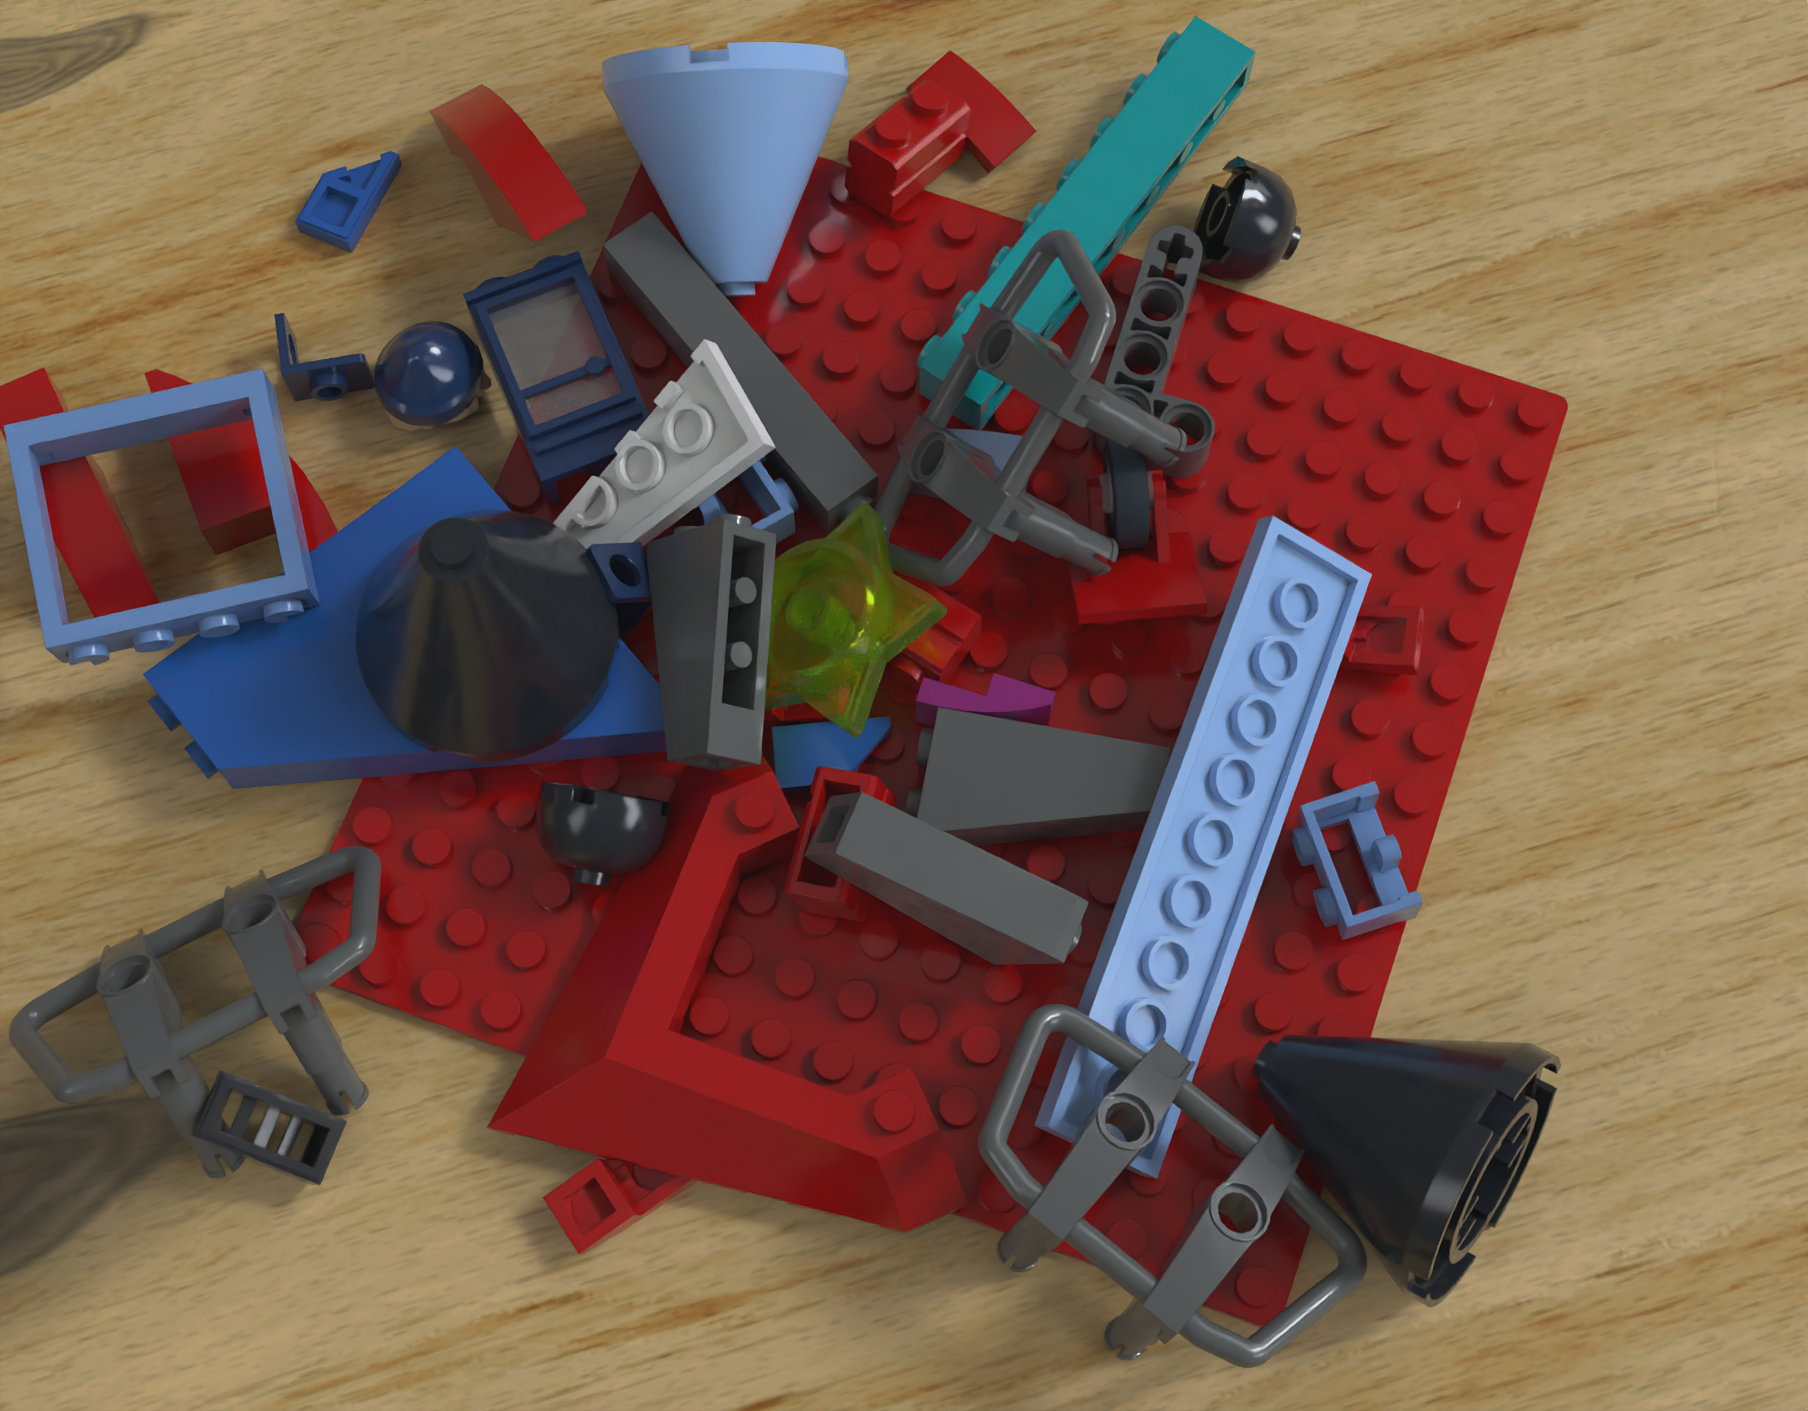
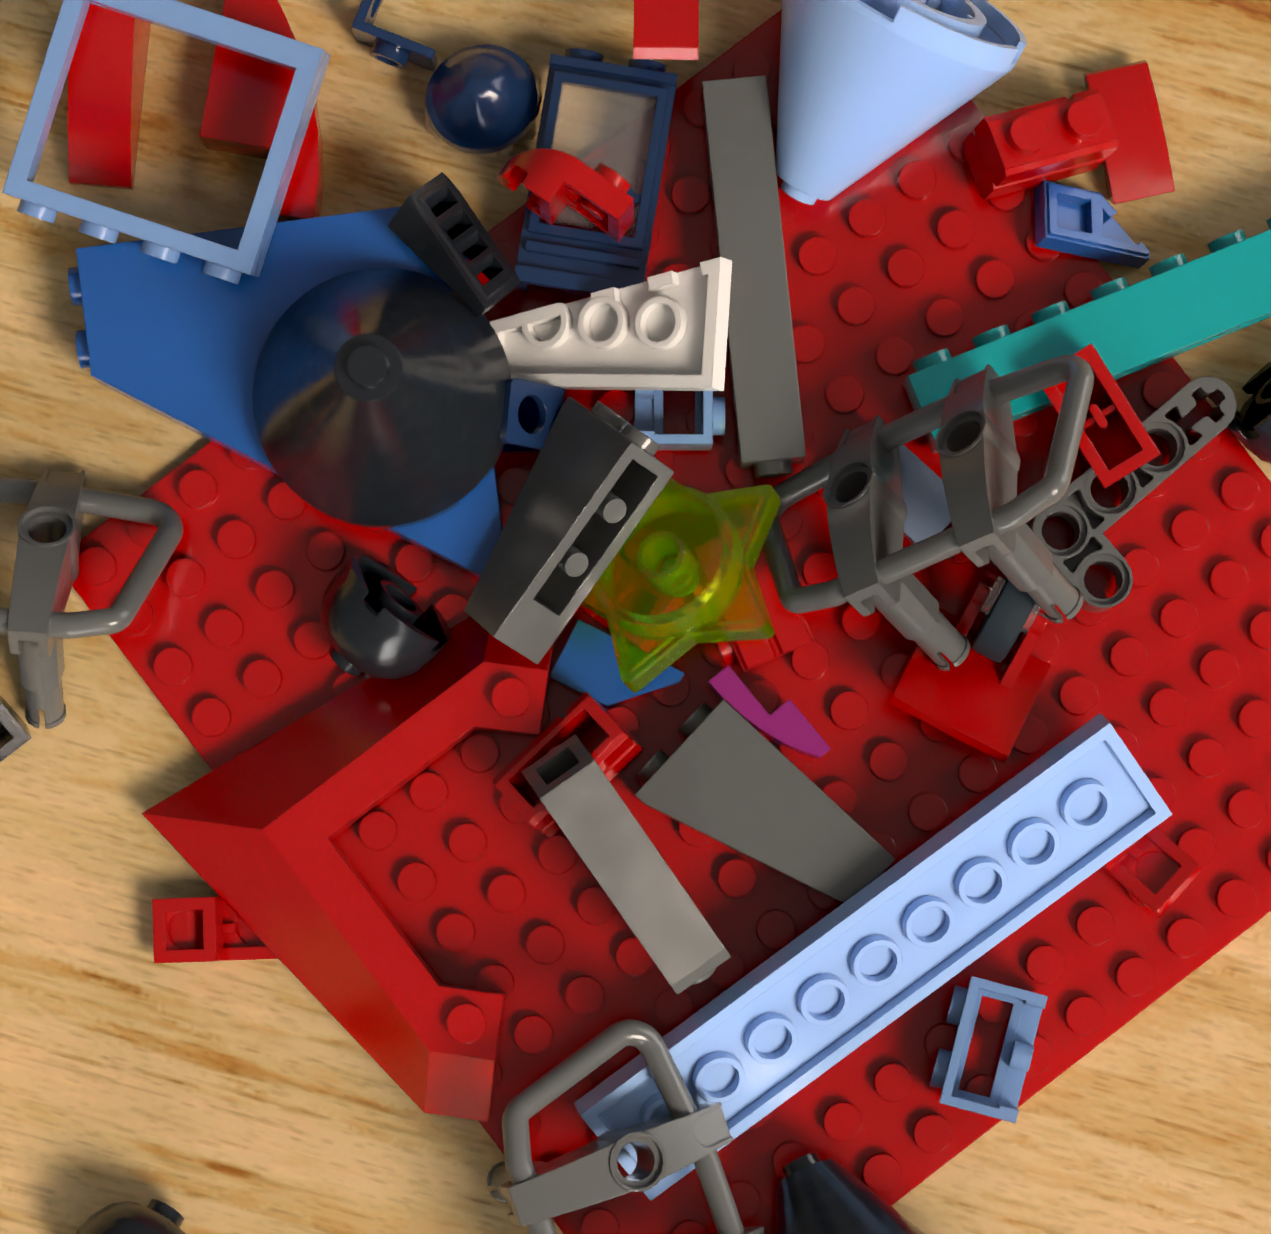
camera: 30 degrees right, 15 degrees up
(469, 472) = (443, 227): none -> black slope
(544, 363) = (563, 181): none -> red slope
(980, 195) = (1083, 225): none -> blue tile
(1133, 299) = (1112, 432): none -> red slope

